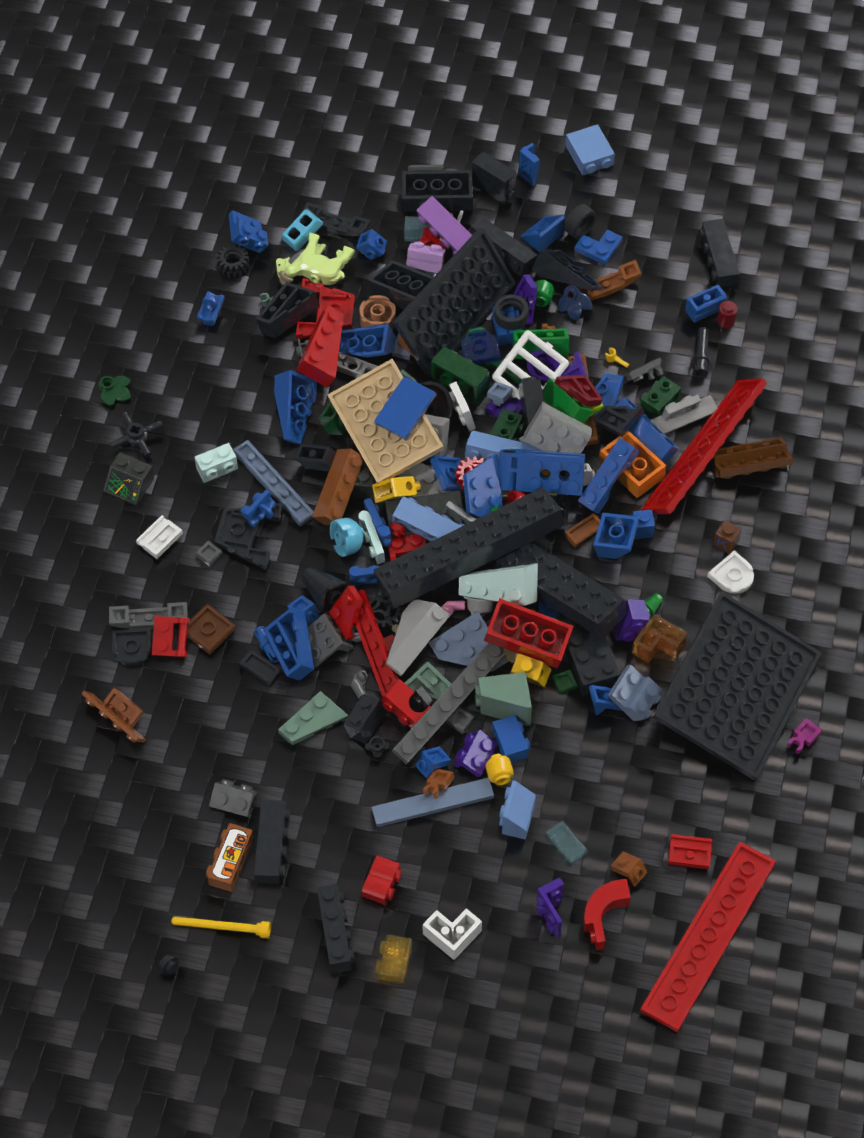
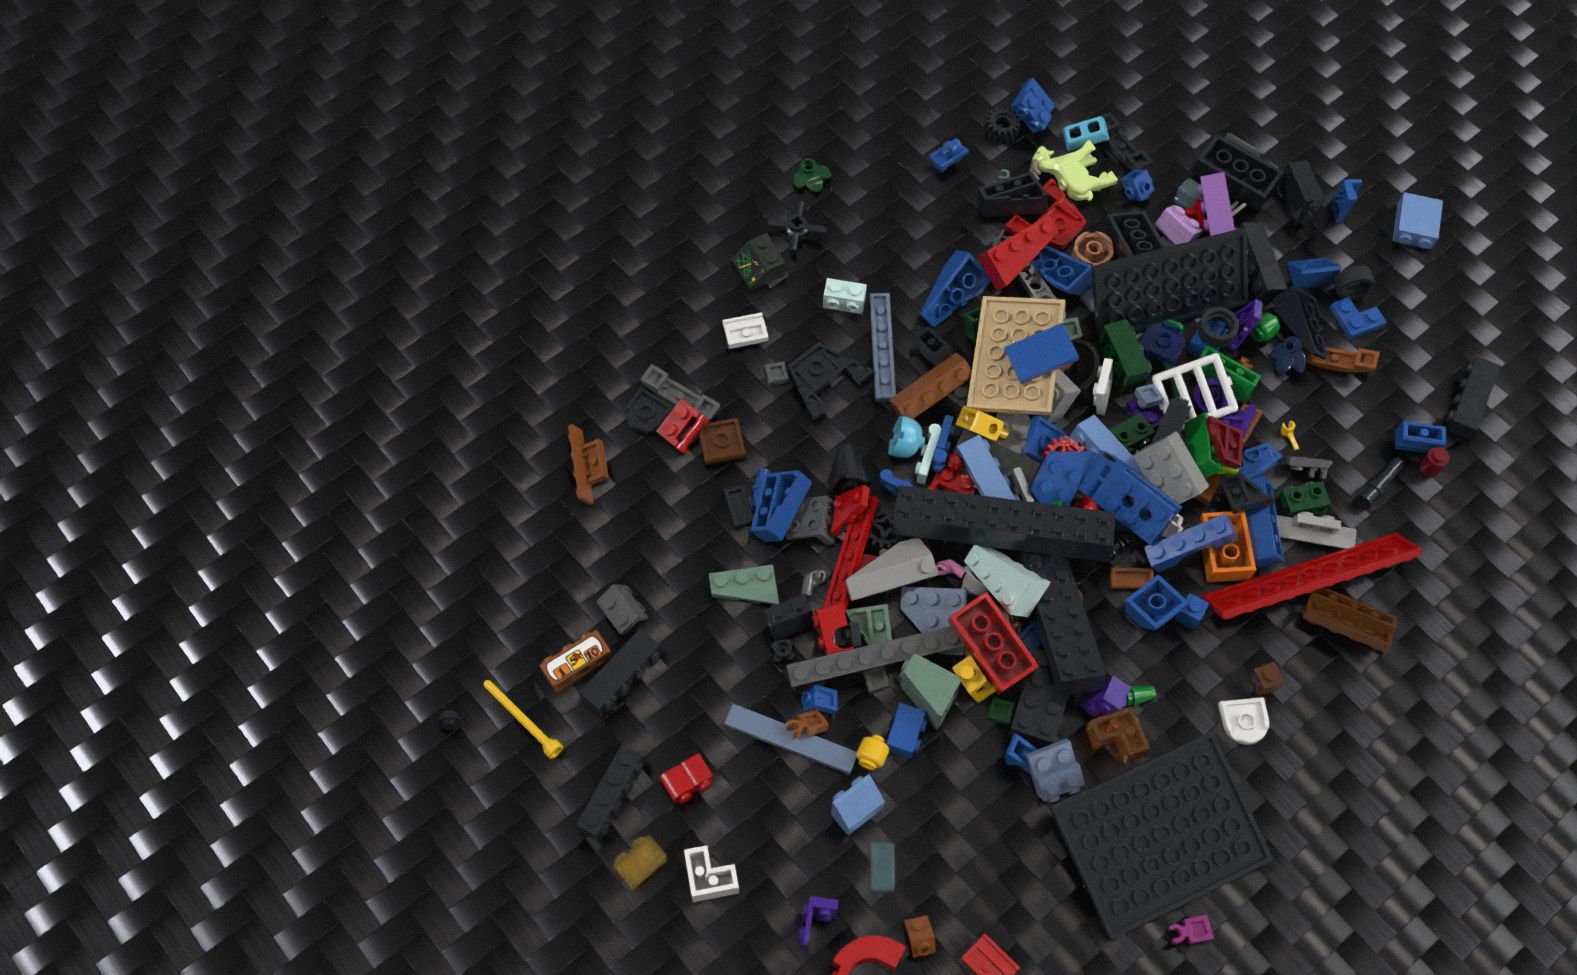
camera: 35 degrees right, 5 degrees up
(260, 508) = (847, 361): blue hips -> none
(309, 607) = (818, 476): blue bracket -> none
(475, 752) = (865, 720): dark purple bracket -> none

